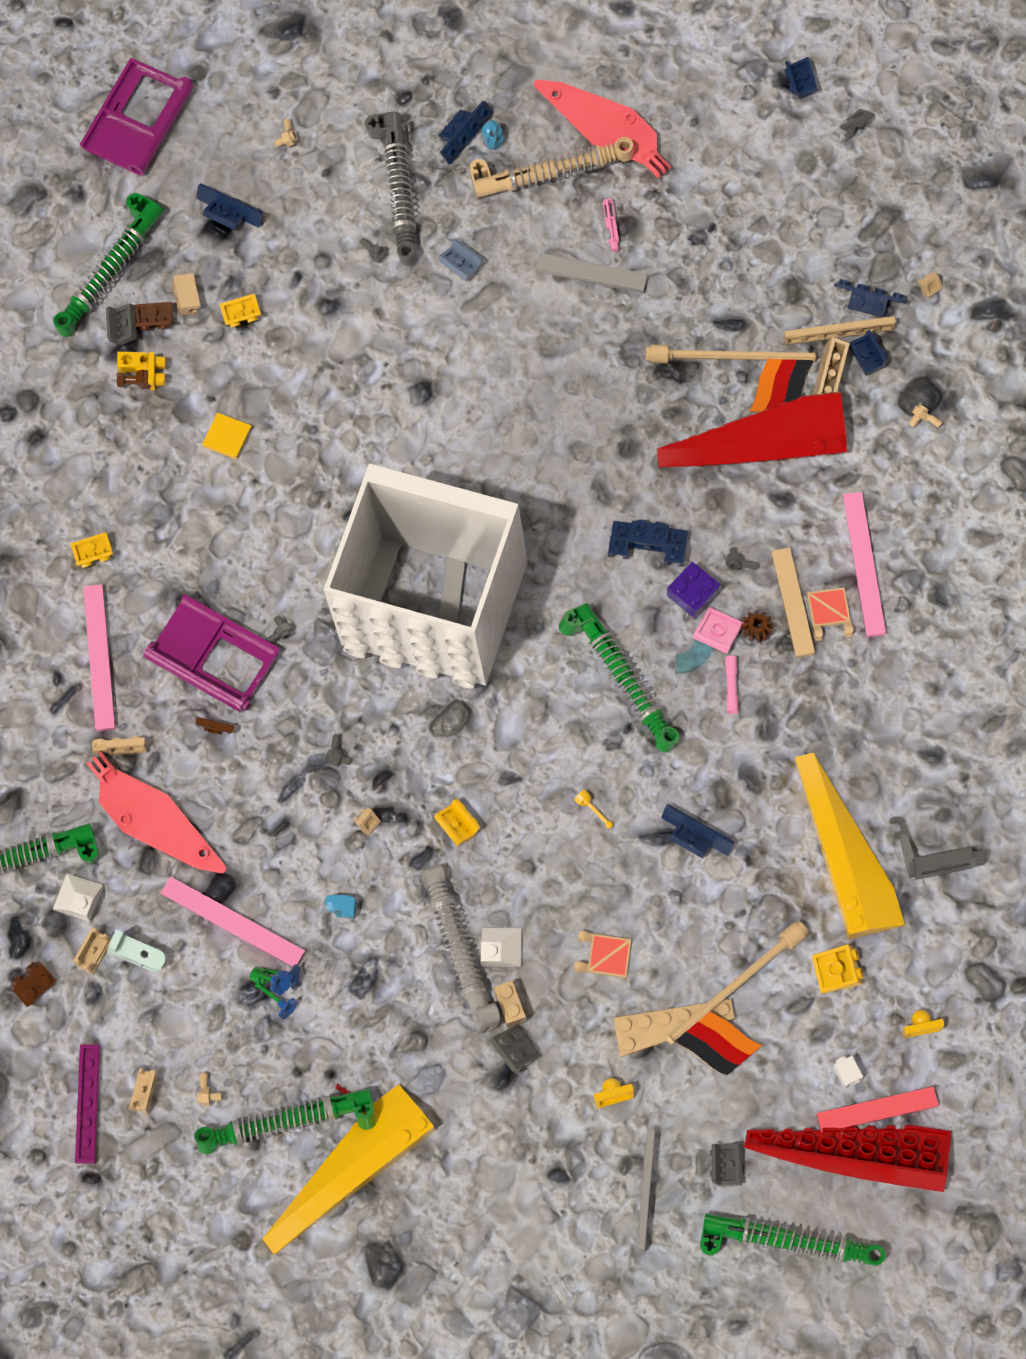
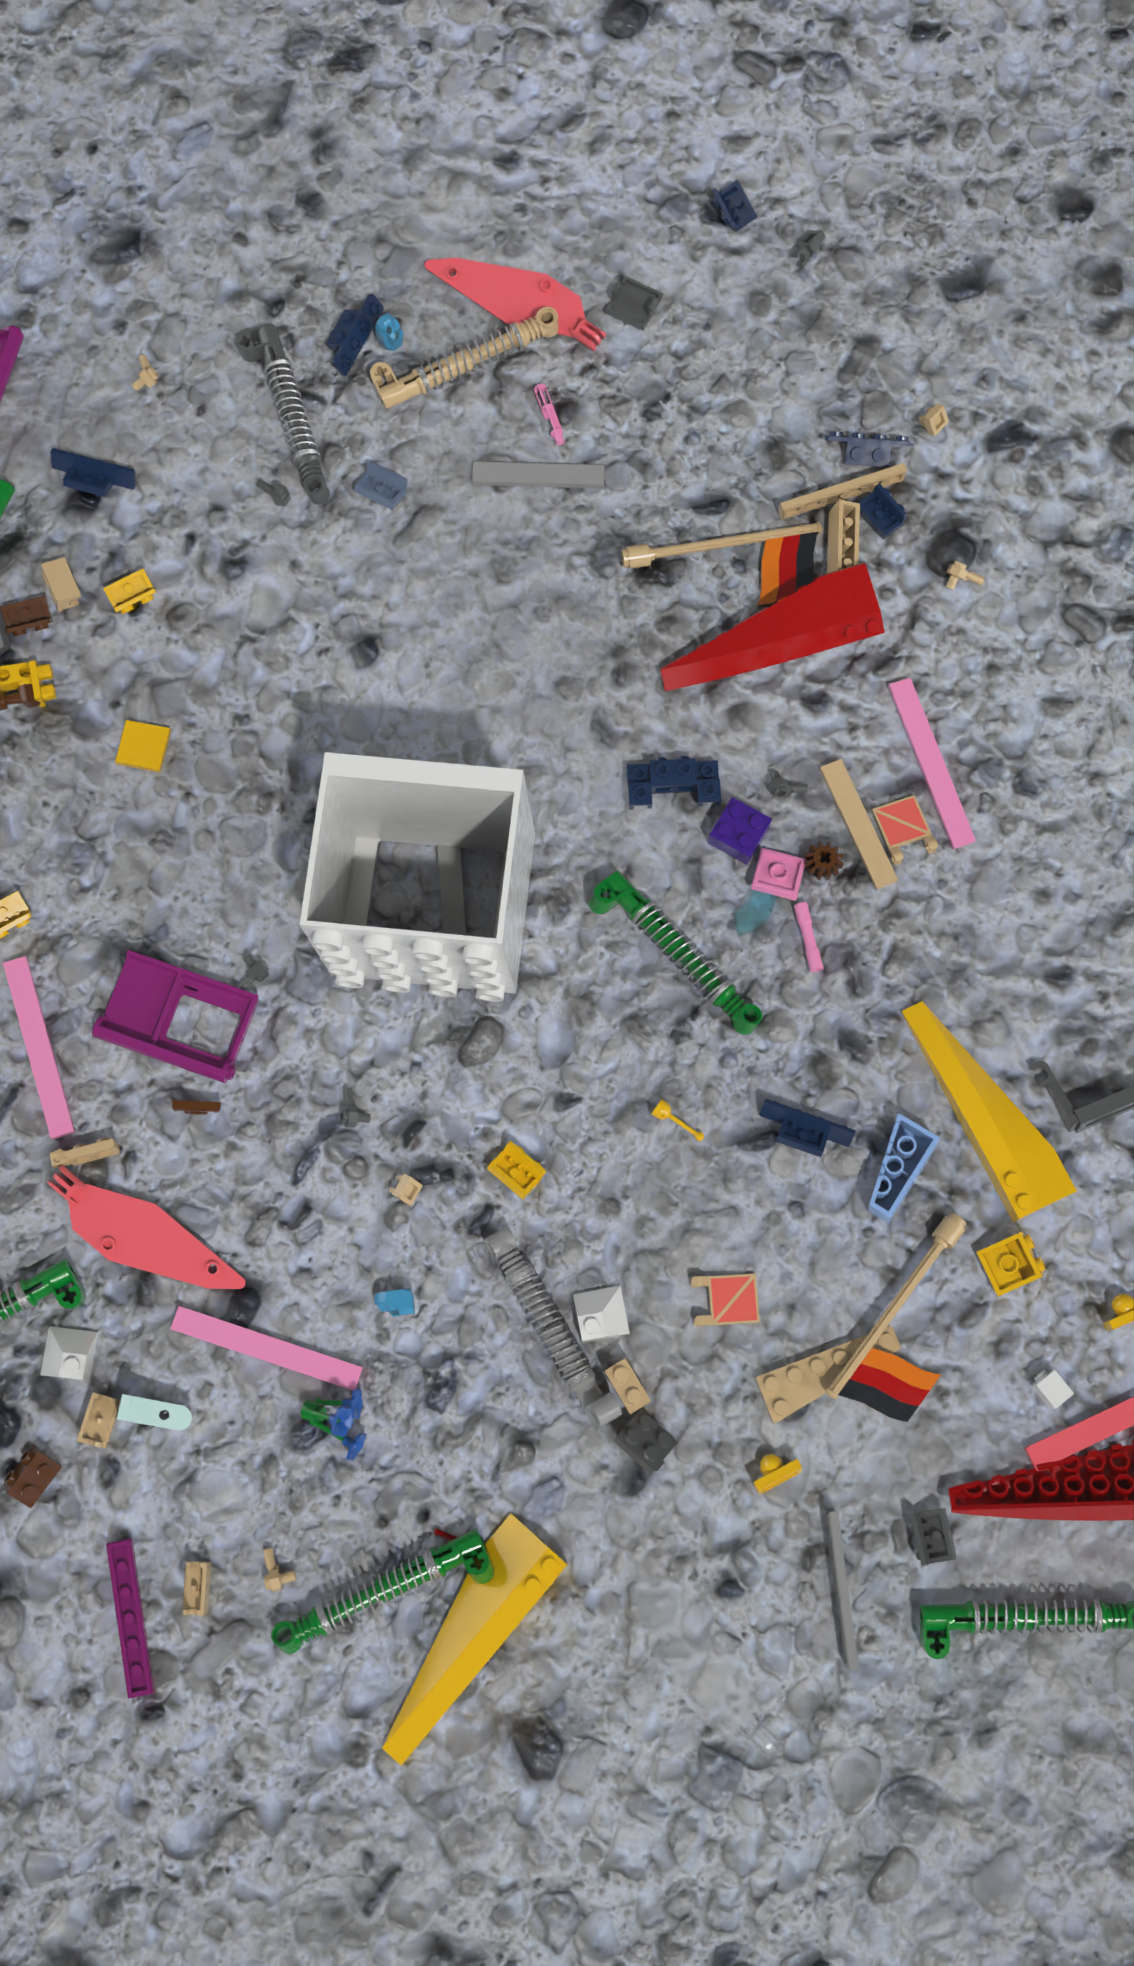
camera: 15 degrees left, 5 degrees up
(700, 144) = (633, 302): none -> dark grey piece
(765, 877) = (902, 1164): none -> light blue wedge

